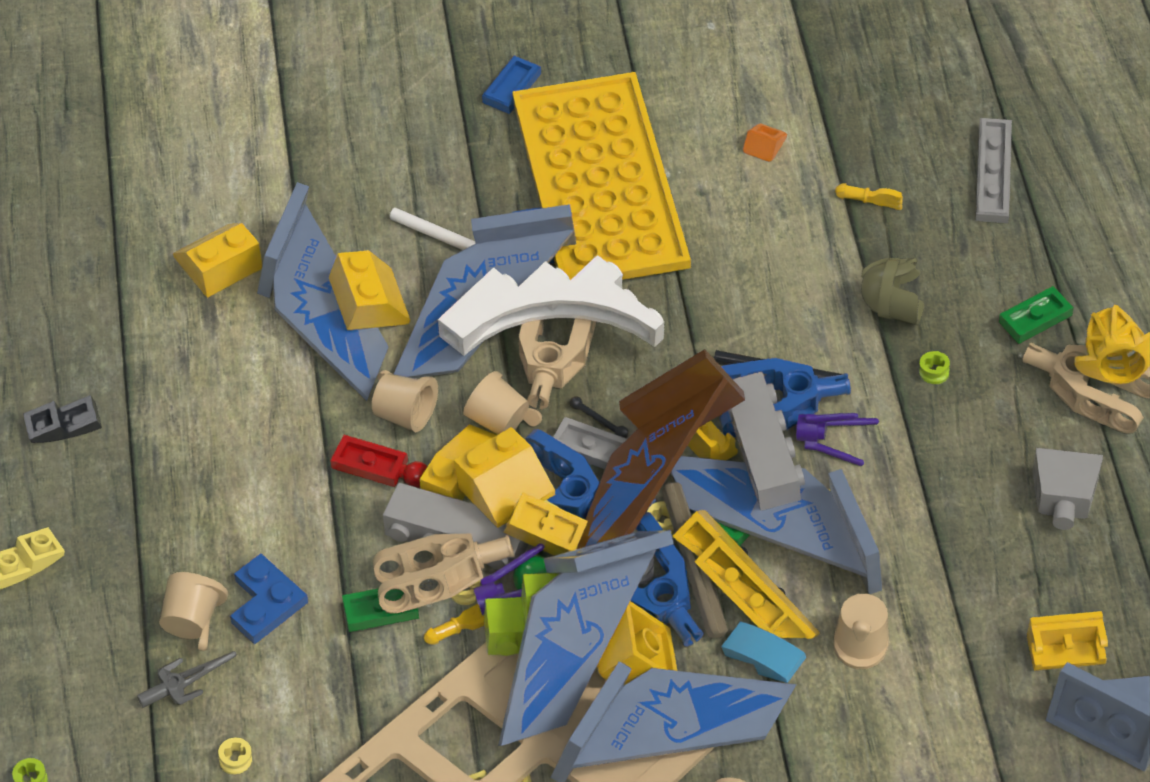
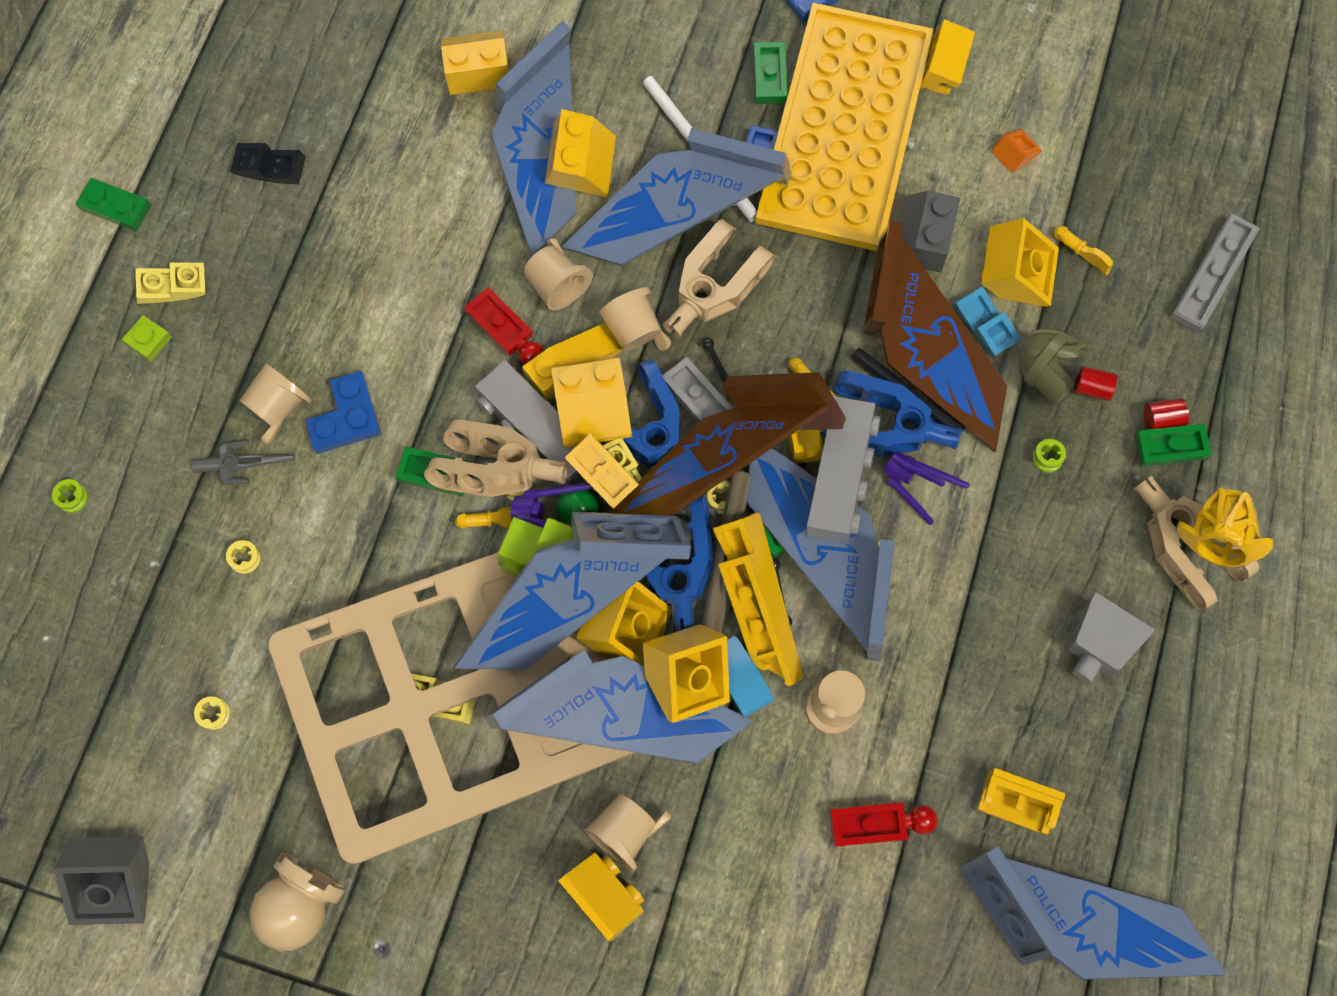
camera: 25 degrees right, 20 degrees up
(27, 614) = (146, 338): none -> lime plate
(505, 163) = (770, 72): none -> green plate
(546, 294) = (681, 221): white arch -> none
(661, 89) = (947, 57): none -> yellow hinge
(718, 234) = (927, 225): none -> dark grey slope
(718, 655) = (688, 671): none -> yellow slope
(774, 313) = (930, 342): none -> reddish brown piece
(812, 285) = (985, 323): none -> dark azure slope
(820, 226) = (1020, 263): none -> yellow slope
(942, 293) = (1095, 383): none -> red piece
(955, 713) = (879, 823): none -> red plate
(1015, 292) = (1166, 414): none -> red piece

